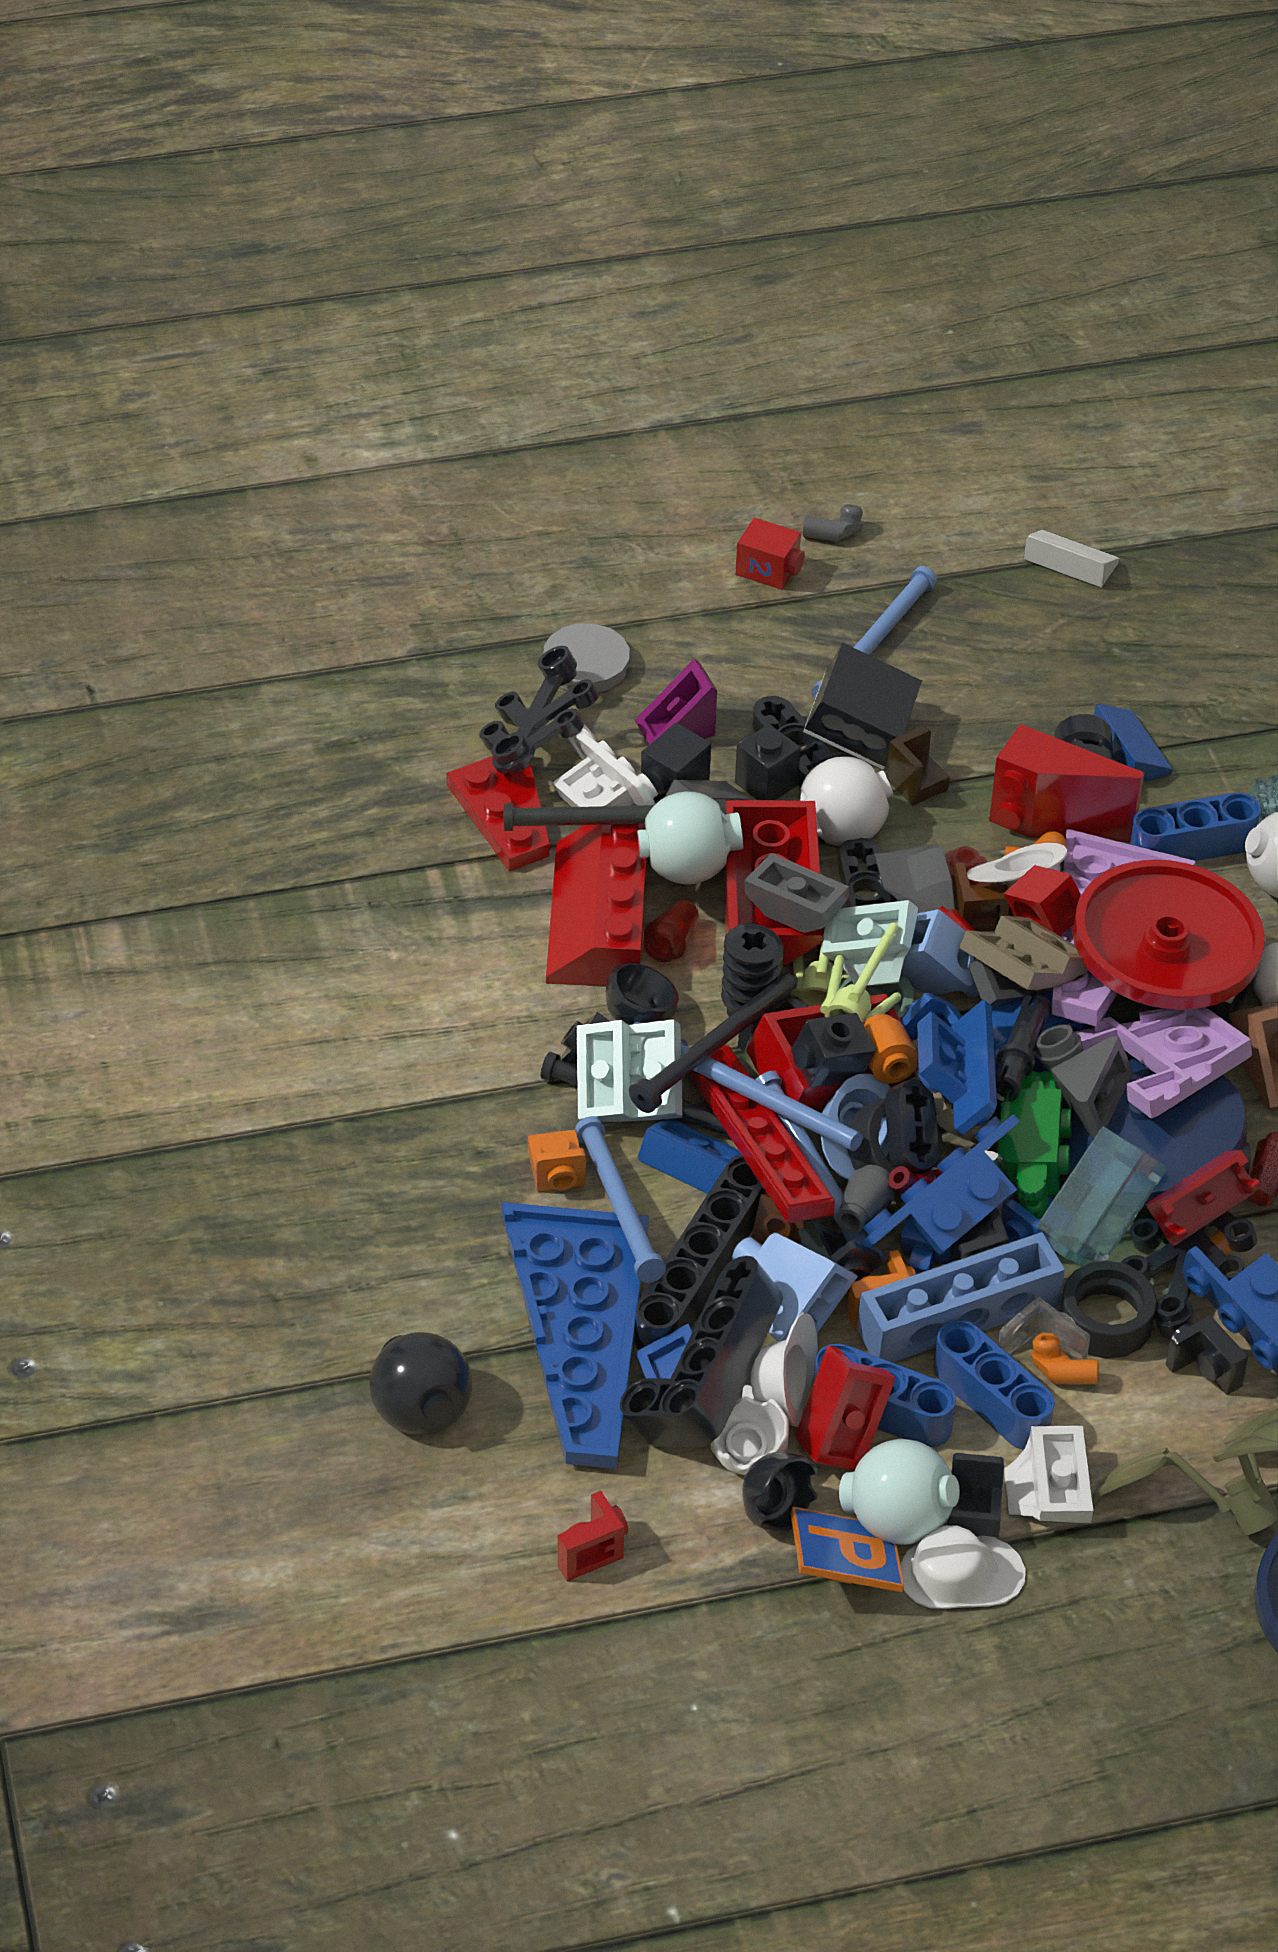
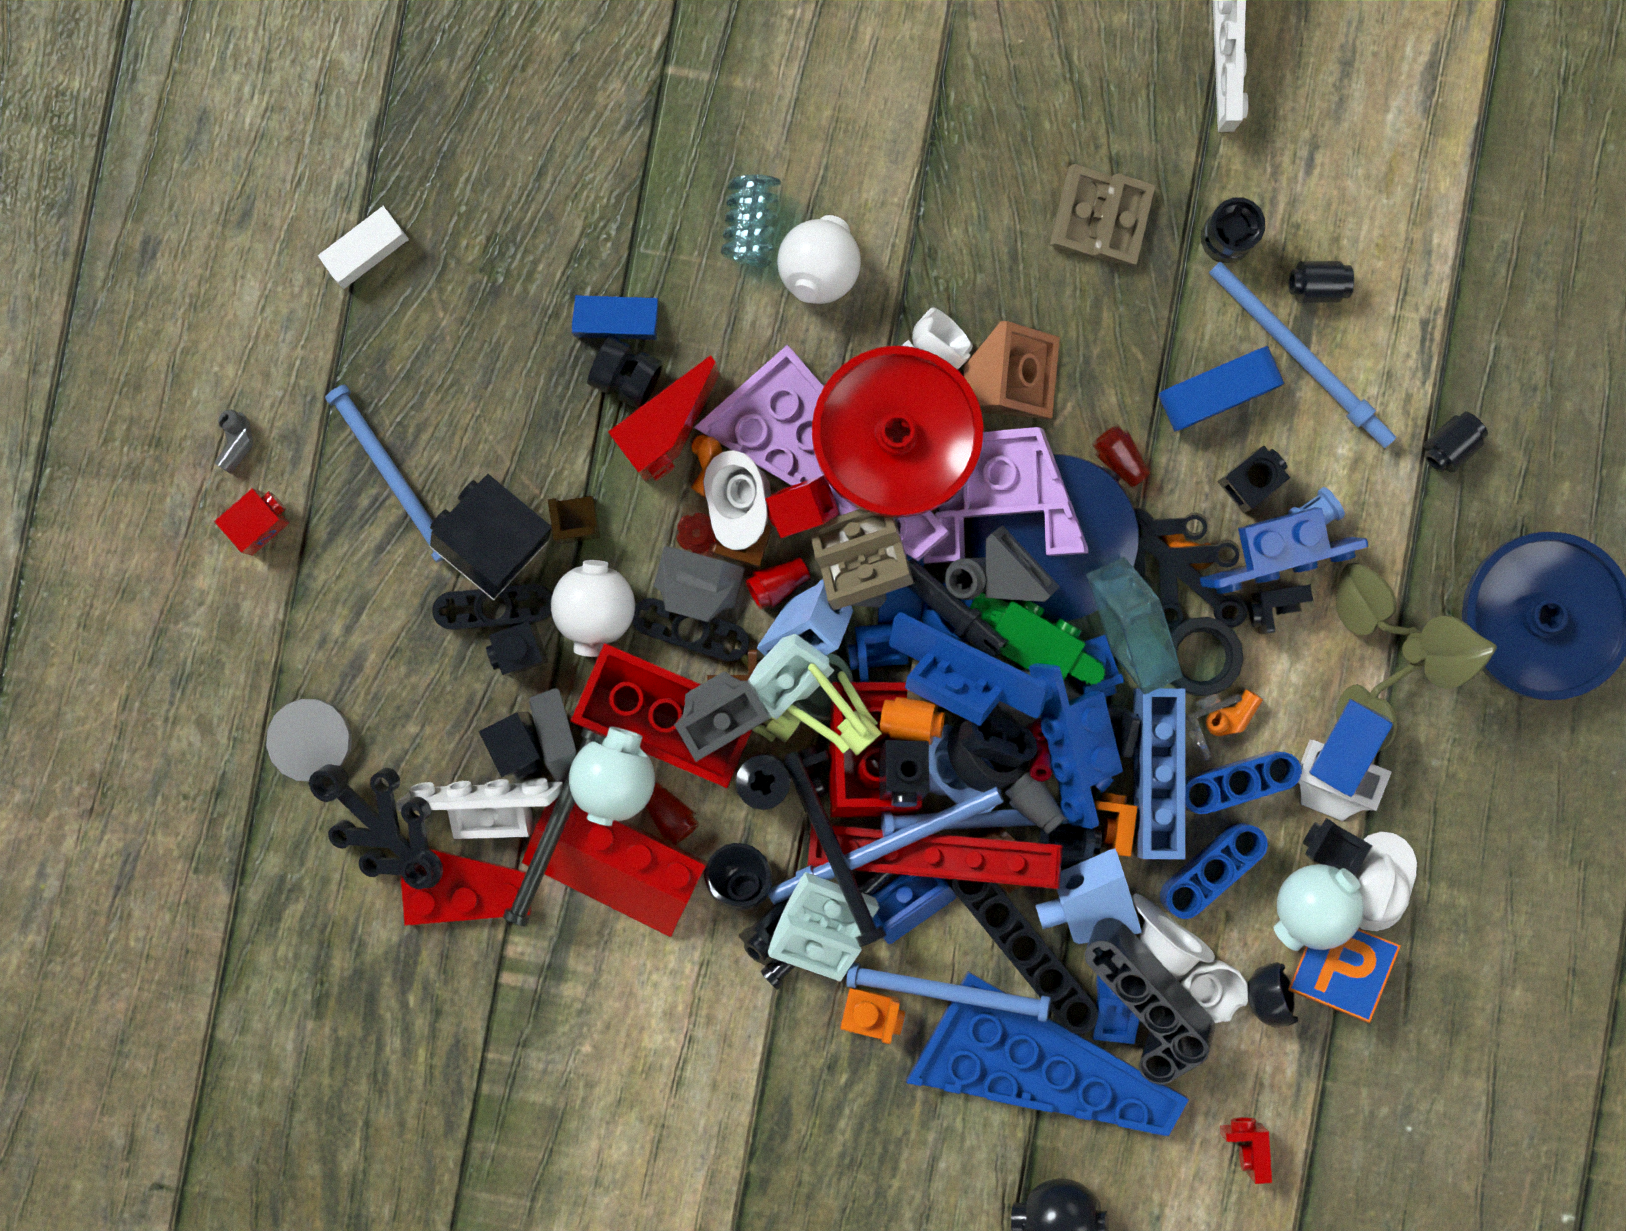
camera: 65 degrees left, 40 degrees up
(687, 701) = (420, 696): magenta slope -> none
(843, 1410) = (1236, 924): red panel -> none
(1096, 1446) = (1351, 747): none -> blue slope
(1198, 827) = (742, 302): blue beam -> none
(1203, 1196) = (1154, 542): red hinge -> none

